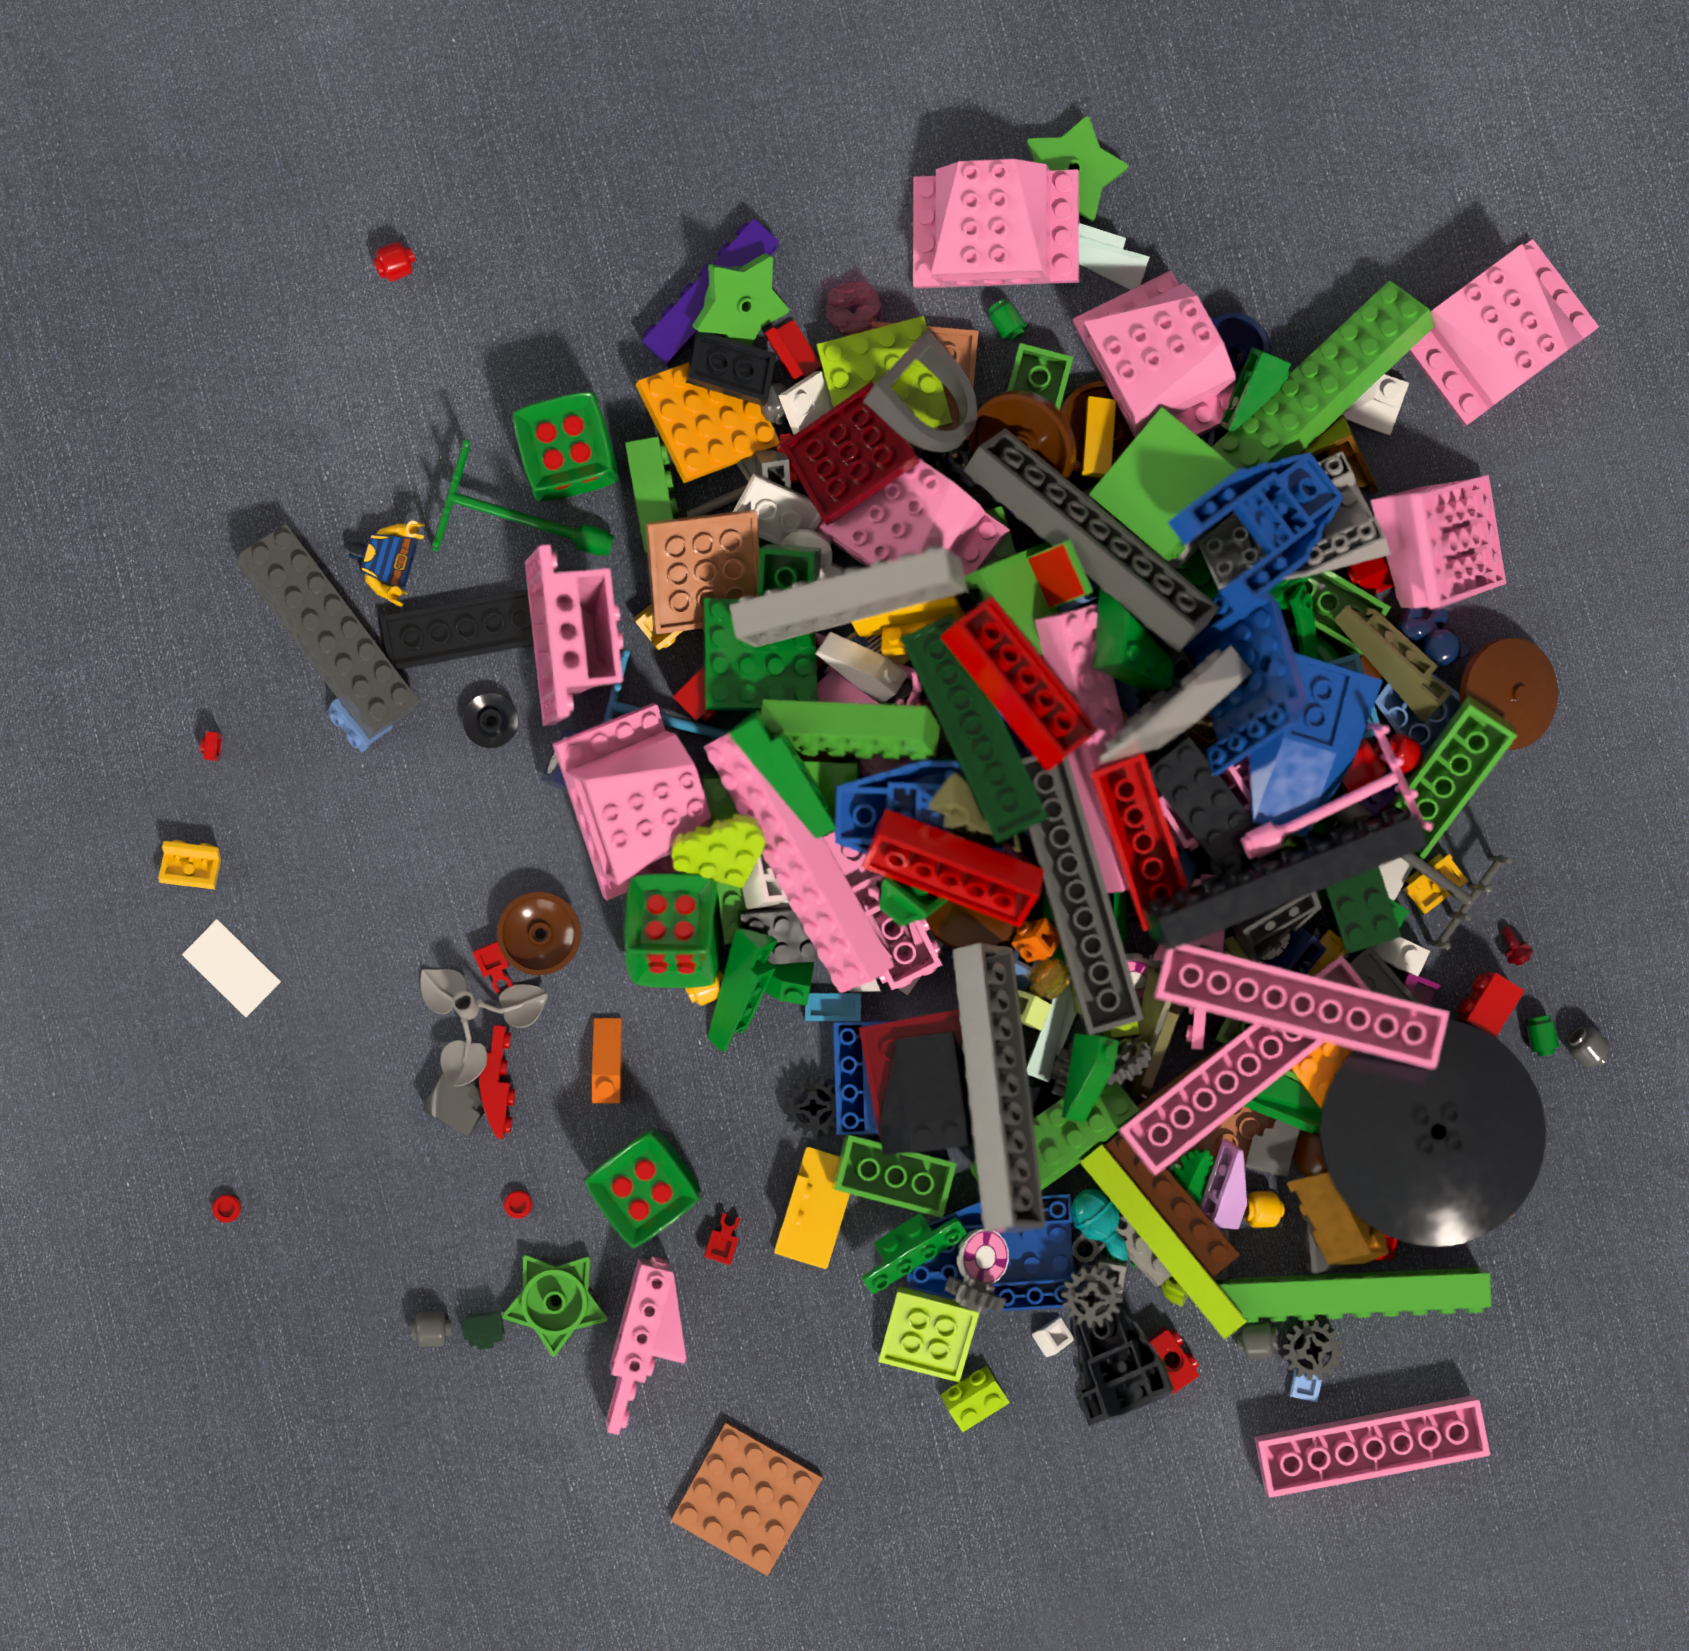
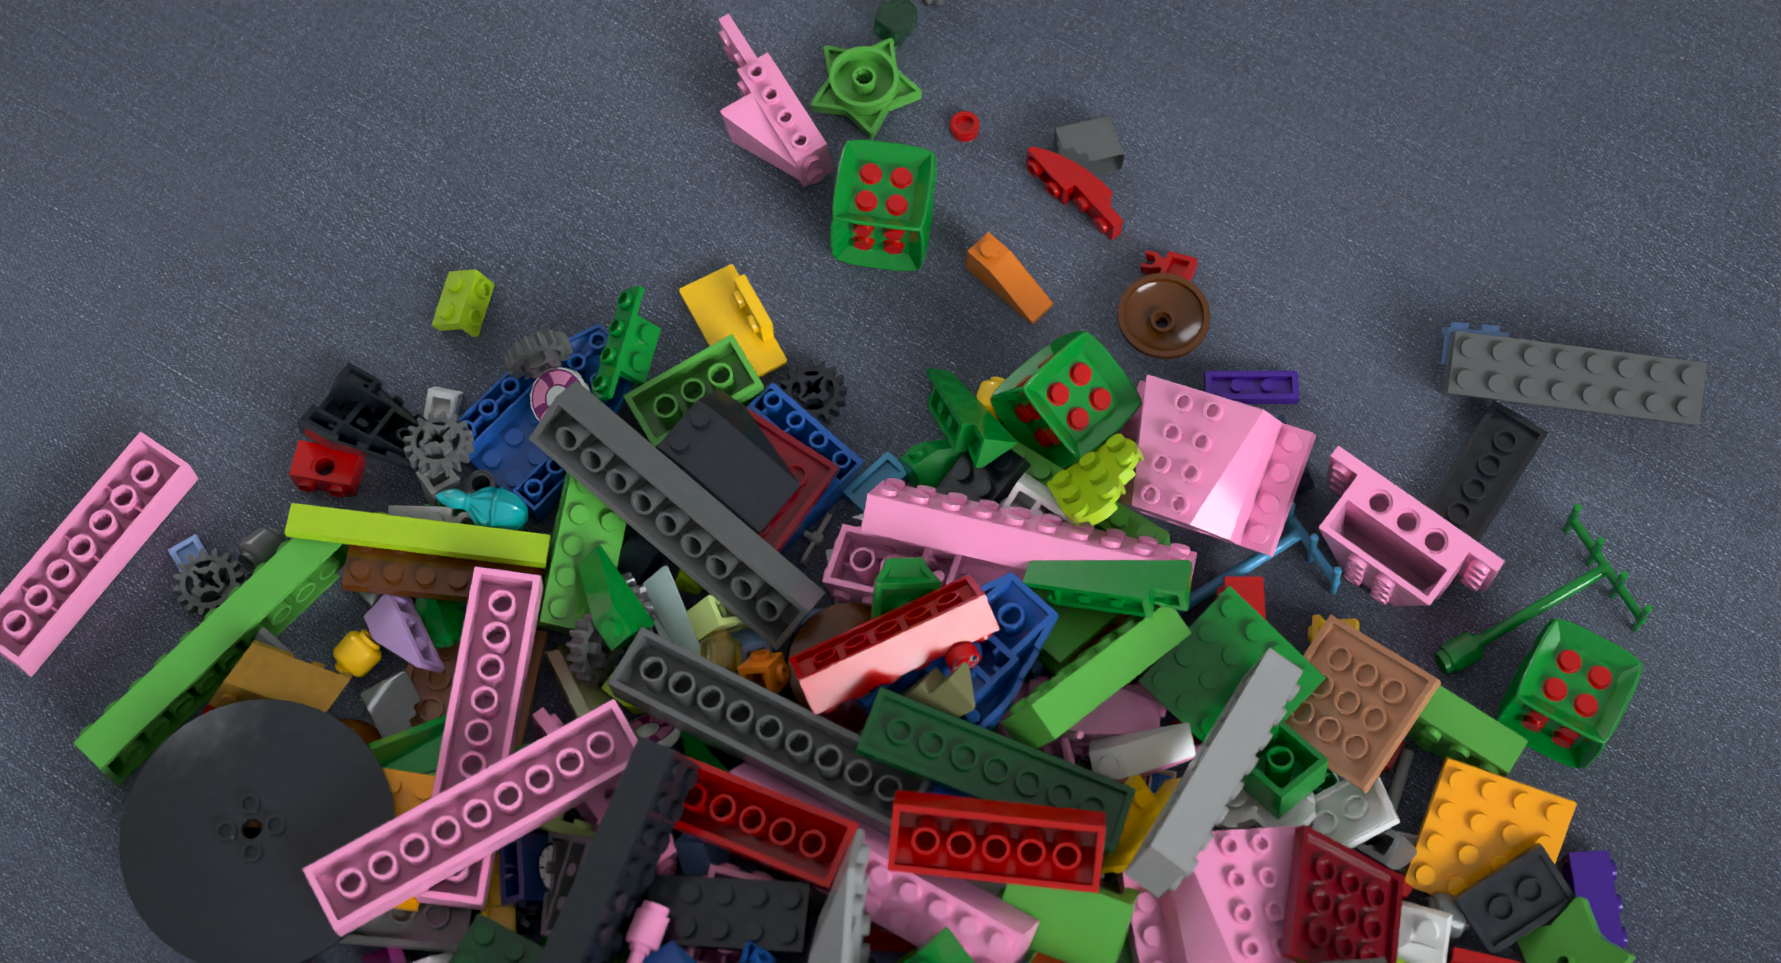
camera: 135 degrees right, 20 degrees down
(190, 864) = (1468, 128): yellow bracket -> none
(211, 746) = (1553, 222): red plate -> none
(231, 968) = (1355, 93): white sticker -> none
(388, 559) = (1591, 479): torso -> none
(448, 990) = (1188, 217): light grey plant -> none
(480, 710) = (1385, 428): black dish -> none
(531, 833) = (1254, 386): none -> dark purple plate
(721, 1244) = (780, 233): red plate -> none
(746, 1498) = (574, 84): nougat plate -> none
(906, 1008) = (815, 539): none -> light grey piece
(923, 815) = (964, 652): none -> red tile
(928, 1334) = (548, 302): lime plate -> none

